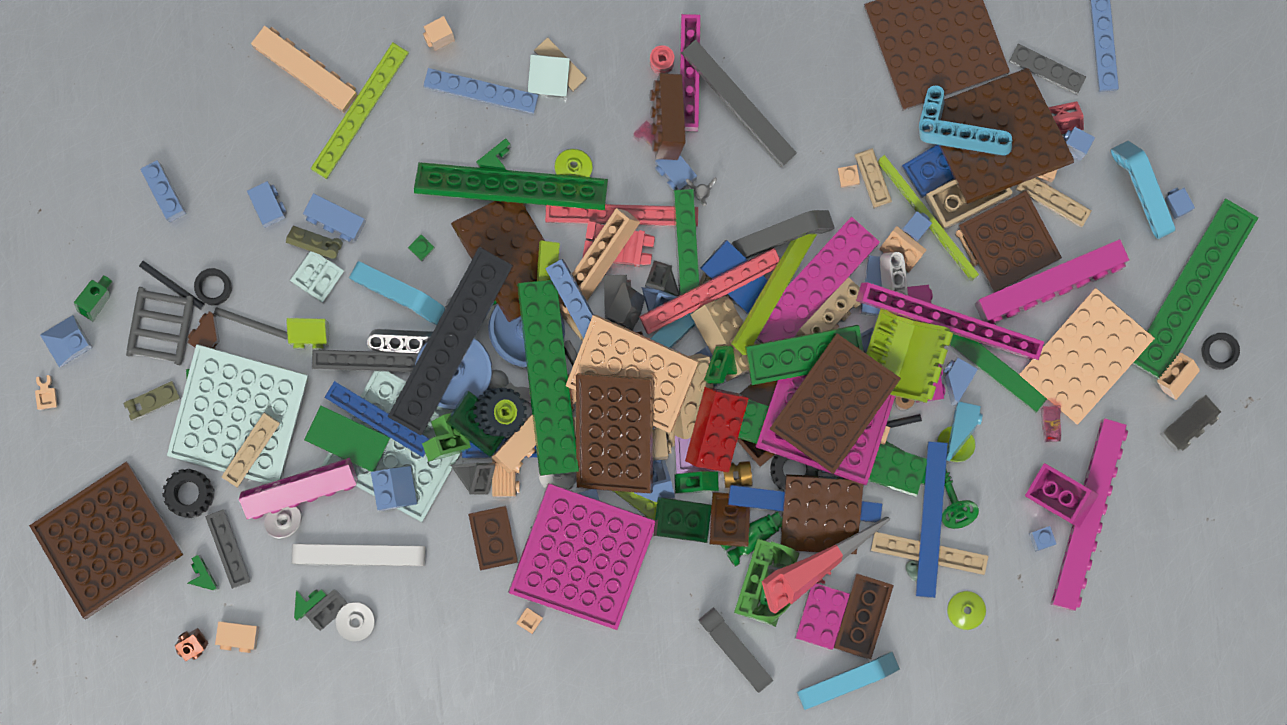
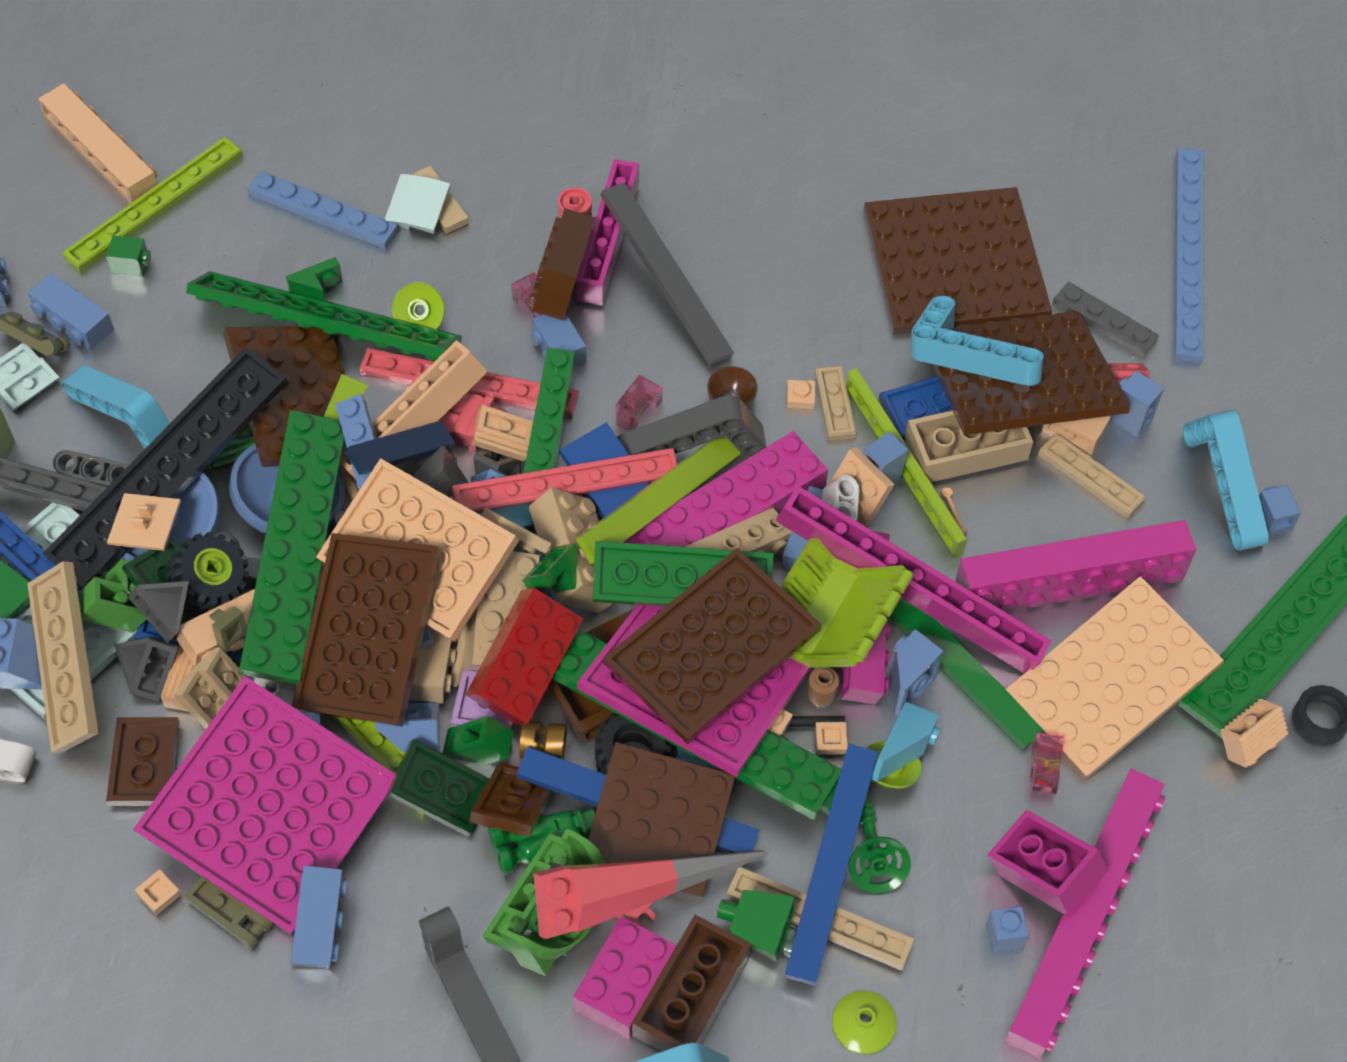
camera: 10 degrees right, 25 degrees down
(359, 162) = (128, 255): none -> green brick
(421, 247) = (177, 371): green plate -> none
(426, 487) = (62, 658): none -> tan plate
(438, 34) = (286, 128): light nougat brick -> none
(449, 386) = (144, 522): none -> light nougat piece
(482, 445) = (161, 605): none -> dark grey slope
(523, 484) = (209, 686): none -> tan slope
(526, 450) = (228, 627): none -> olive tile
(574, 624) = (227, 911): none -> olive plate
(598, 293) = (400, 446): none -> dark blue tile
(632, 619) = (318, 917): none -> medium blue brick
(658, 258) = (502, 432): none -> light nougat plate
(690, 342) = (528, 540): none -> tan plate
(702, 191) = (589, 371): light grey plant -> none
(736, 213) = (636, 401): none -> clear pink leg
(802, 176) = (733, 380): none -> reddish brown piece
(895, 567) = (760, 920): none -> green torso
(915, 432) = (831, 738): none -> light nougat plate
(1009, 241) = (1016, 505): reddish brown plate -> none
(1191, 423) = (1267, 807): clear smoke brick -> none

